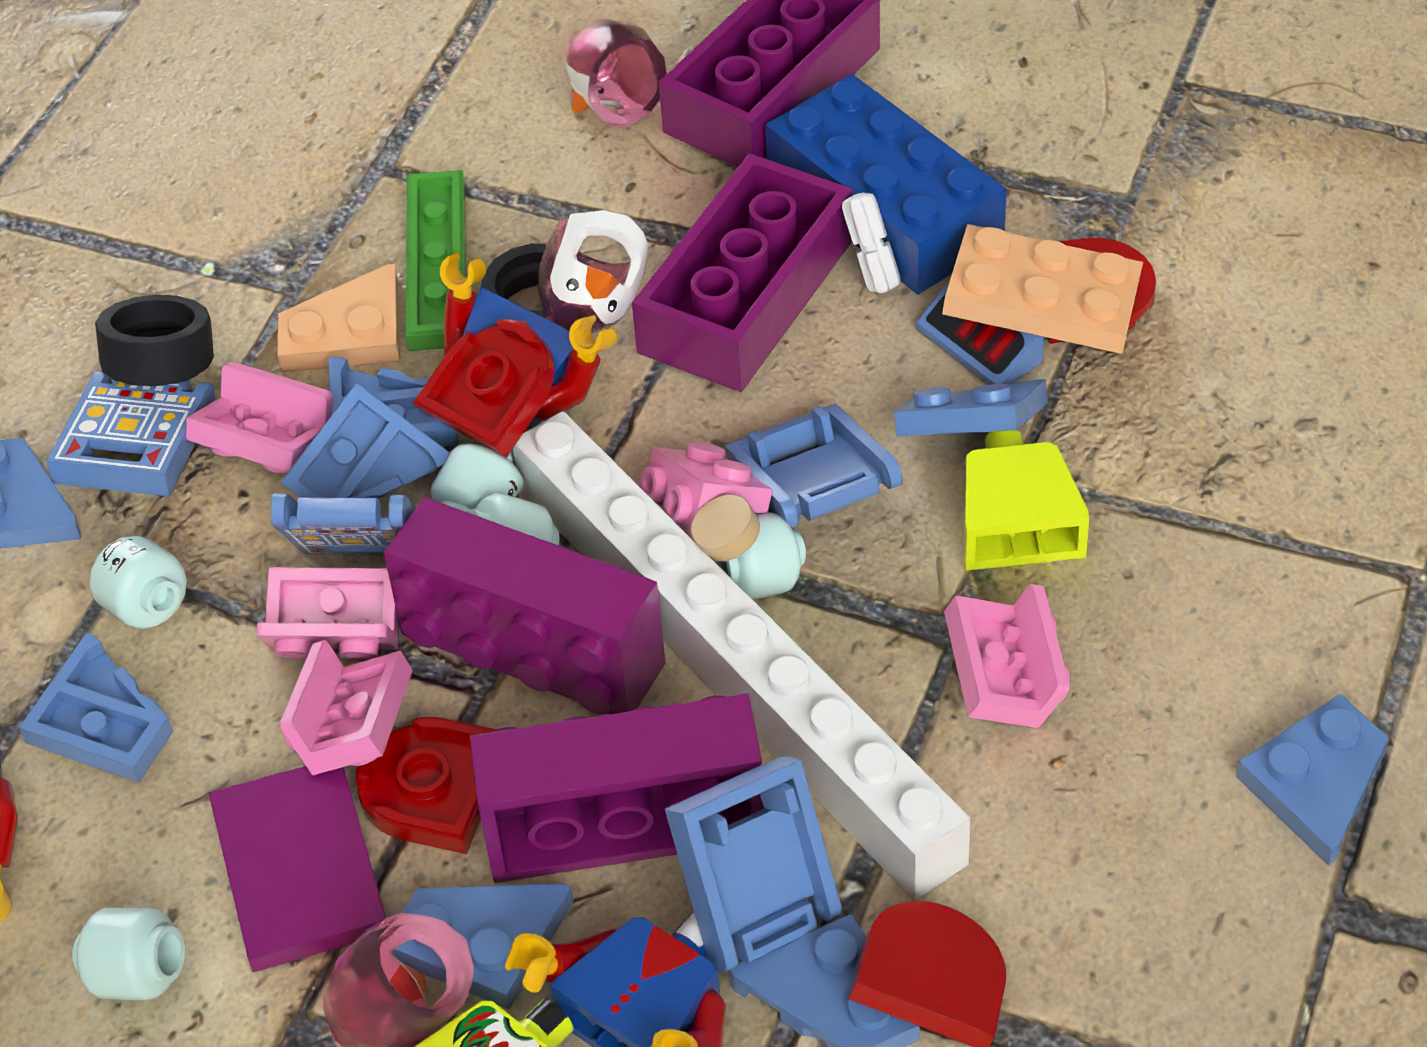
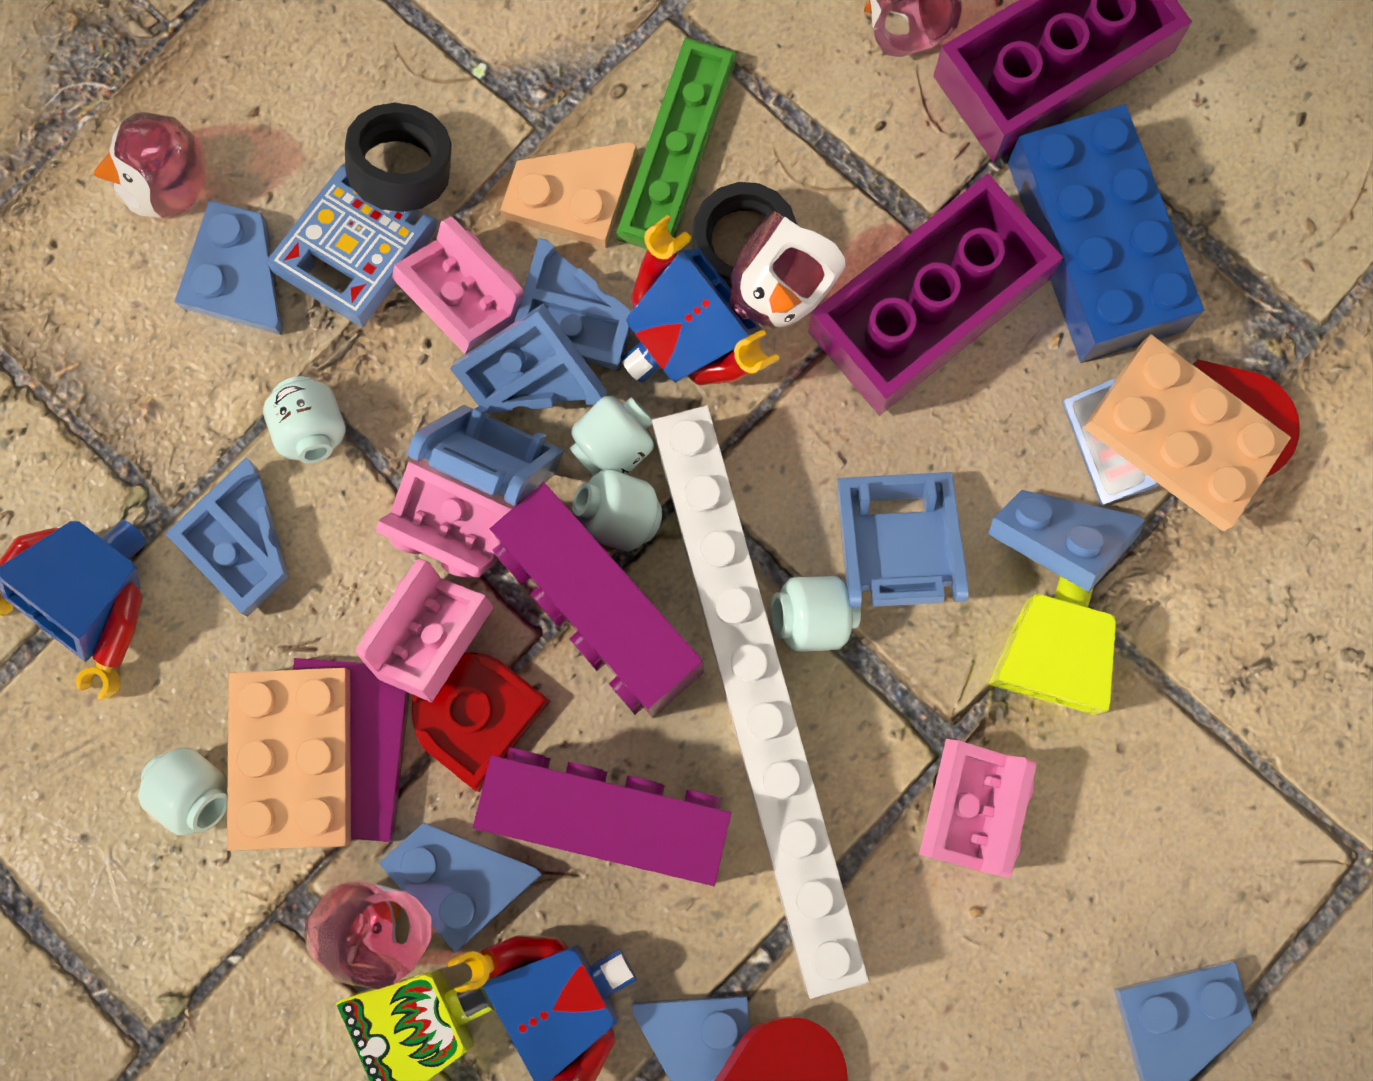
camera: 25 degrees right, 30 degrees up
(241, 879) = (289, 759): none -> light nougat plate
(491, 384) = (654, 358): red tile -> none
(691, 477) = (796, 529): bright pink bracket -> none
(725, 527) = (791, 602): tan tile -> none
(756, 872) = (676, 947): medium blue container -> none
(868, 230) = (1058, 305): white piece -> none

